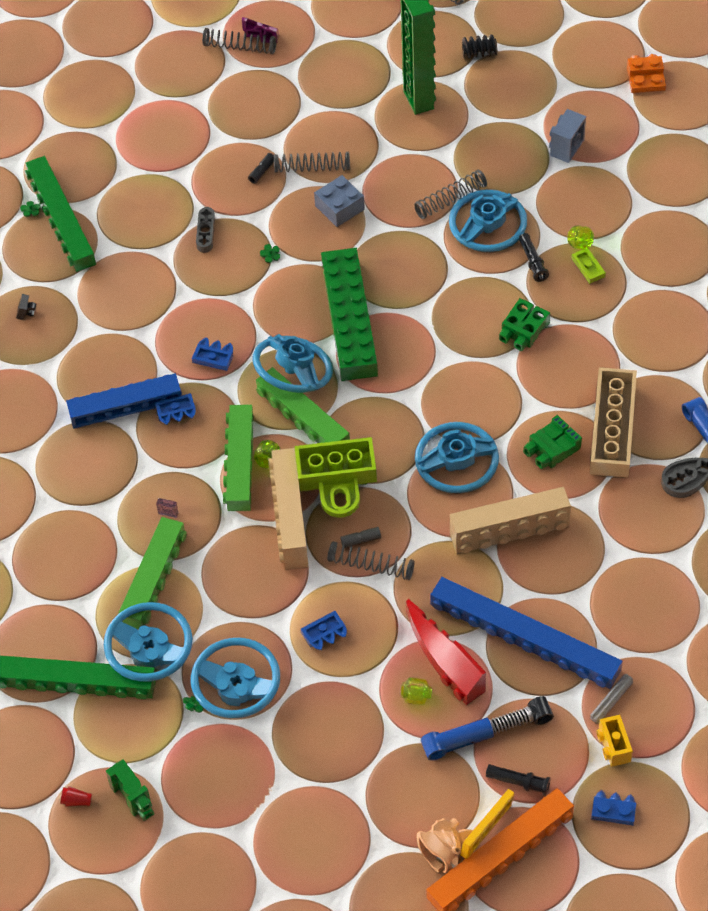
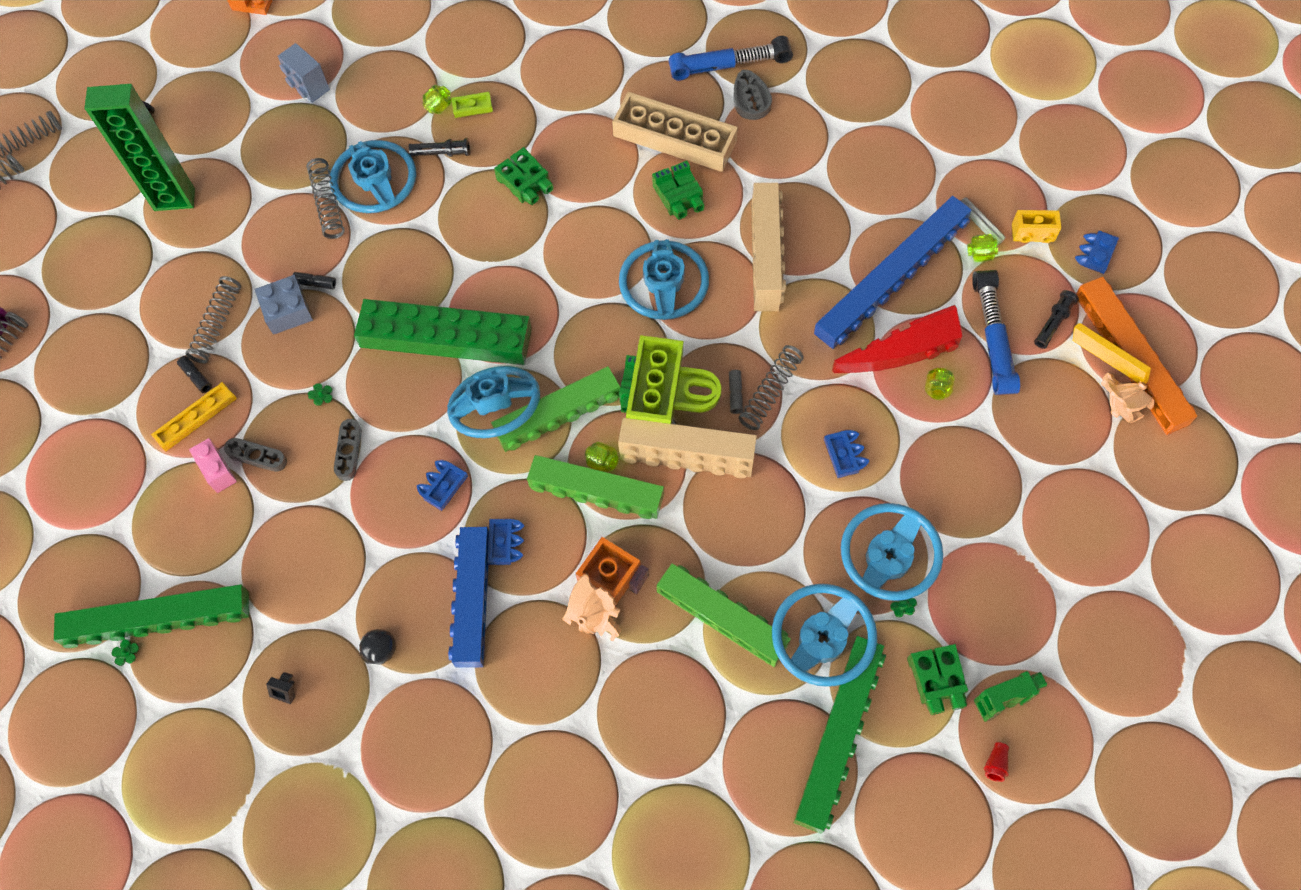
camera: 75 degrees left, 10 degrees up
(70, 355) = (377, 646): none -> black hair
(130, 477) = (592, 609): none -> light nougat helmet
(136, 739) = (939, 678): none -> green hips
(166, 481) = (609, 568): none -> orange brick
(186, 205) = (212, 465): none -> bright pink brick
(226, 291) = (352, 458): none -> dark grey beam
(227, 181) = (193, 416): none -> yellow tile
(371, 216) = (316, 280): none -> black piece
(576, 702) = (983, 248): none -> clear neon green head

